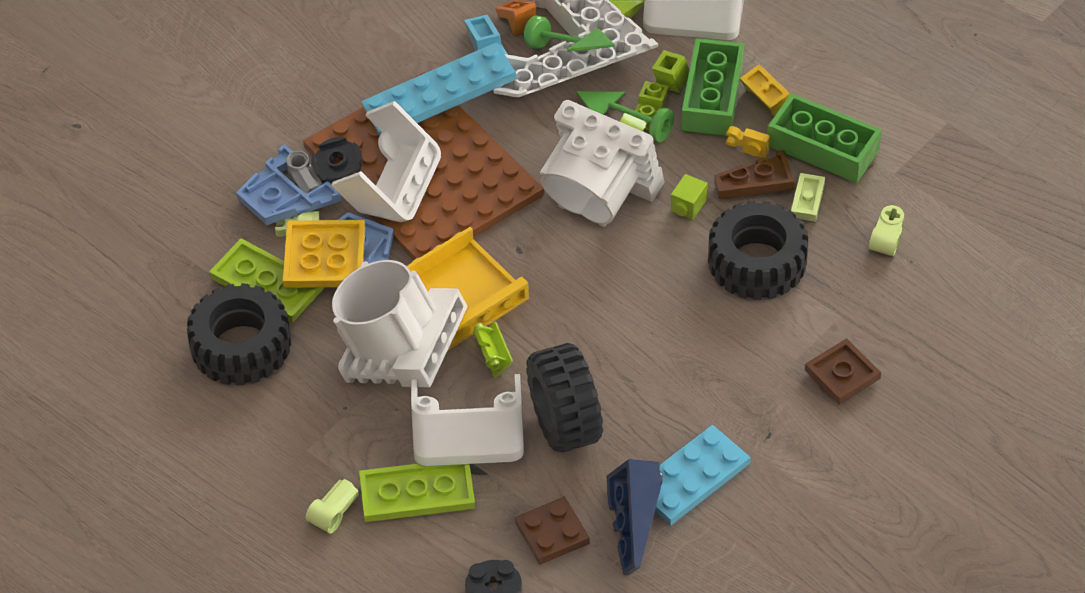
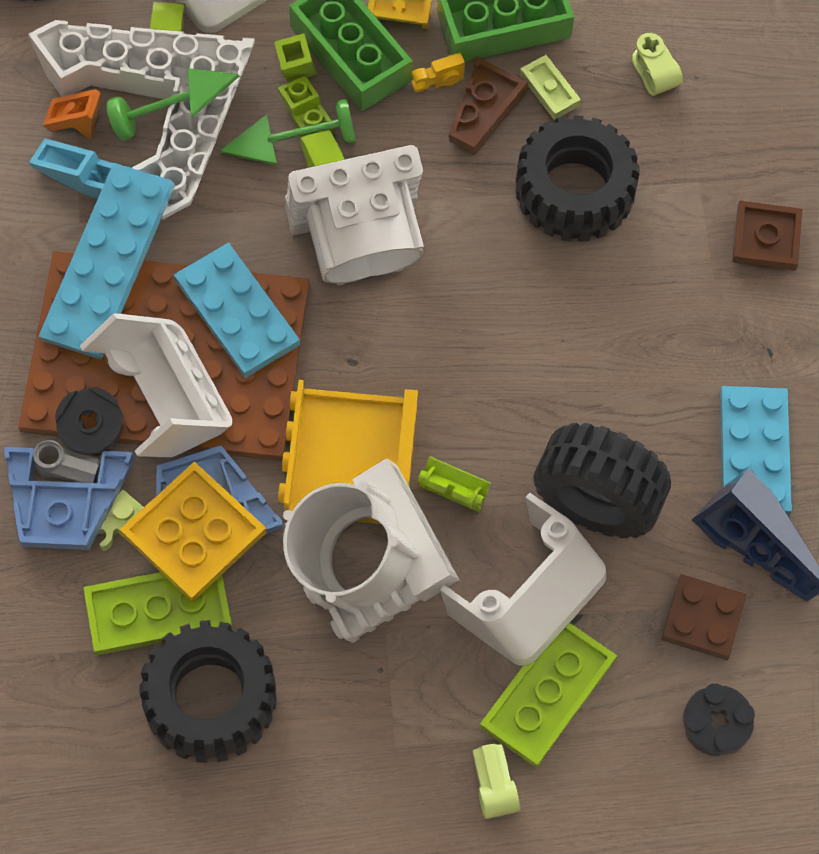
camera: 50 degrees left, 15 degrees up
(481, 170) = (236, 310): none -> medium azure plate
(689, 197) = (450, 175): lime brick -> none

